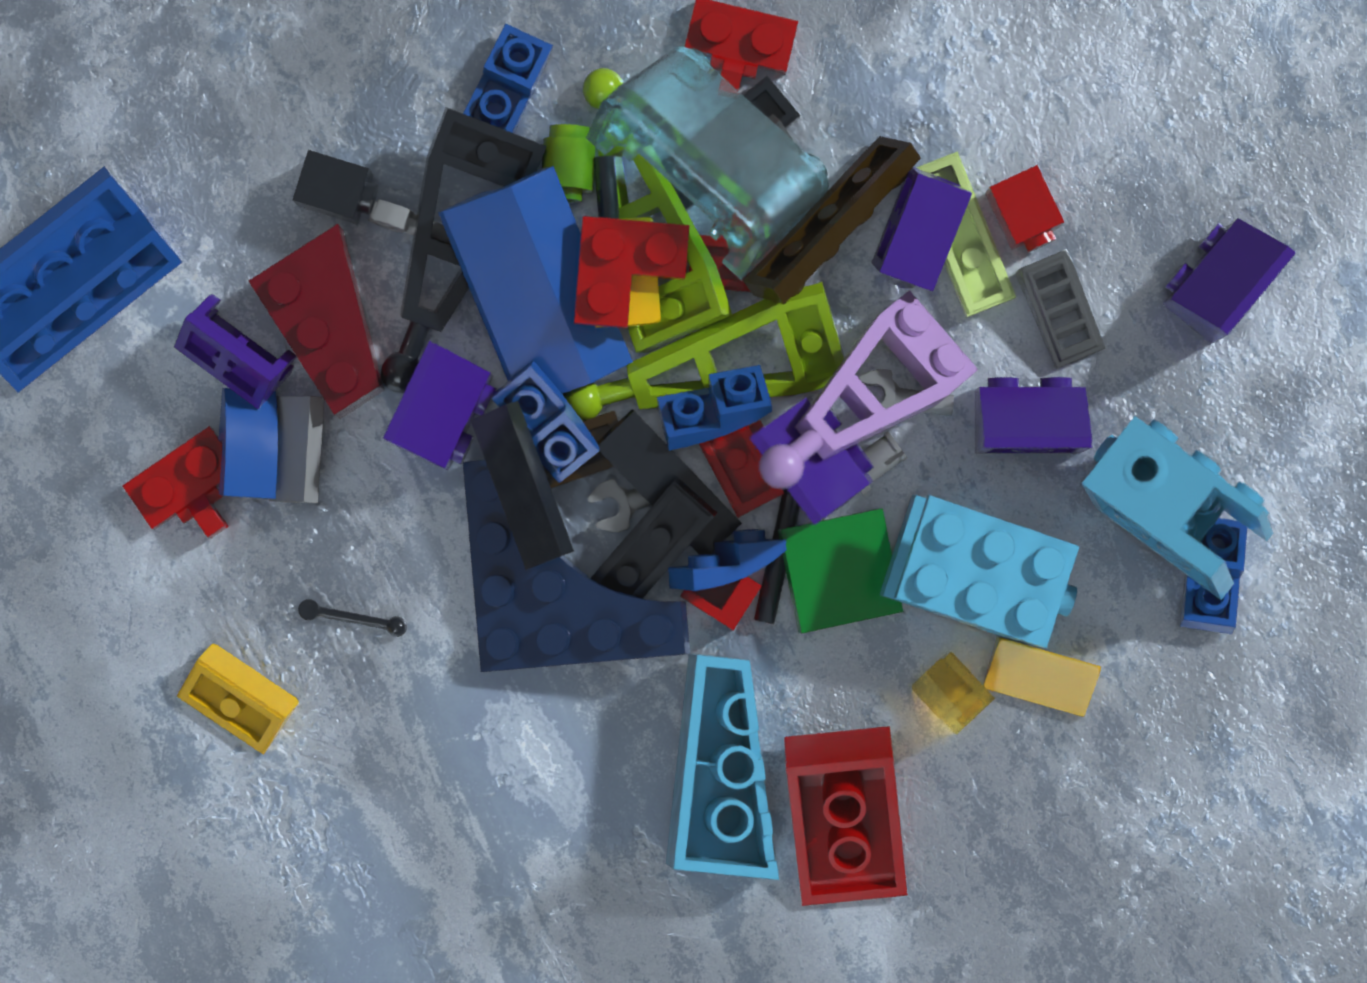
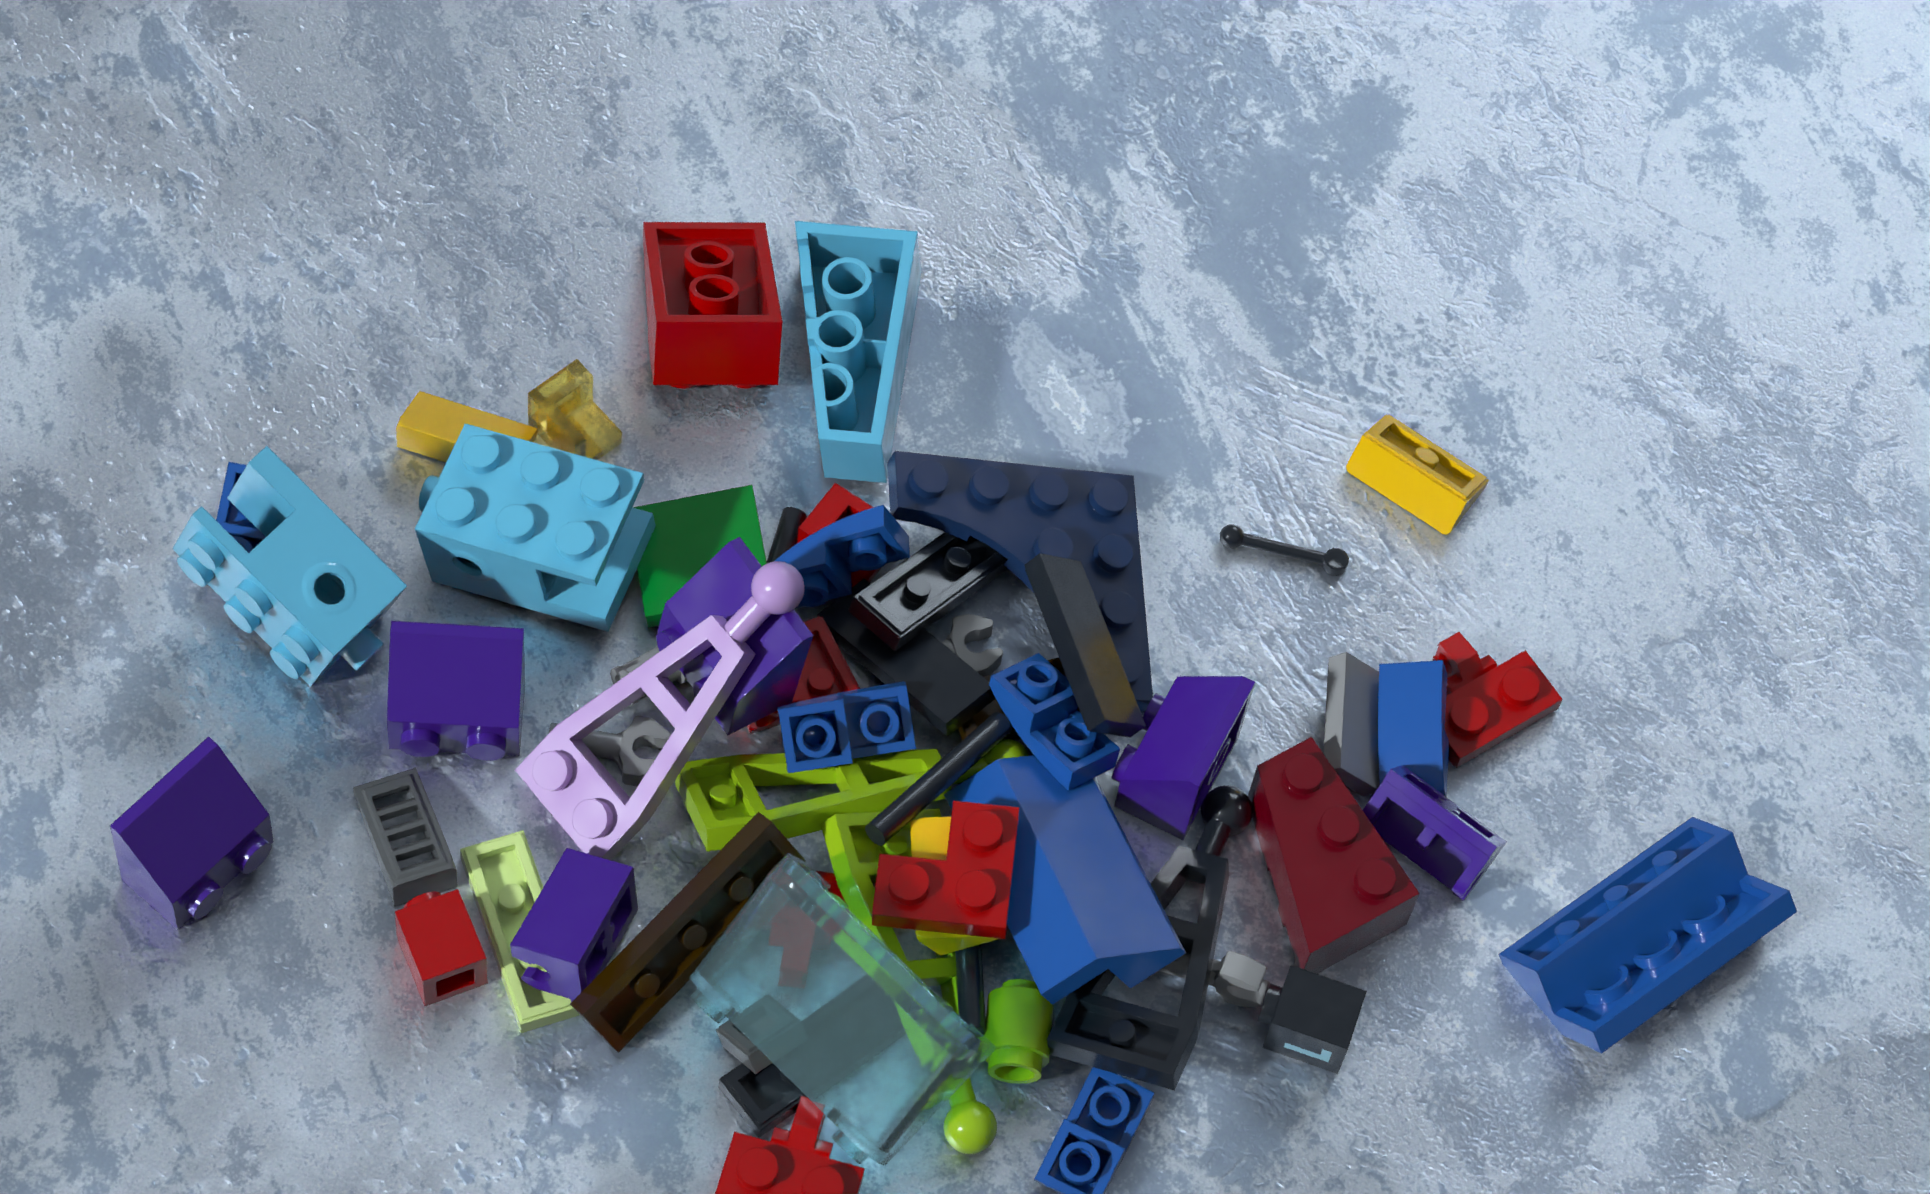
camera: 175 degrees right, 25 degrees down
(638, 362) = (938, 779): none -> black bar

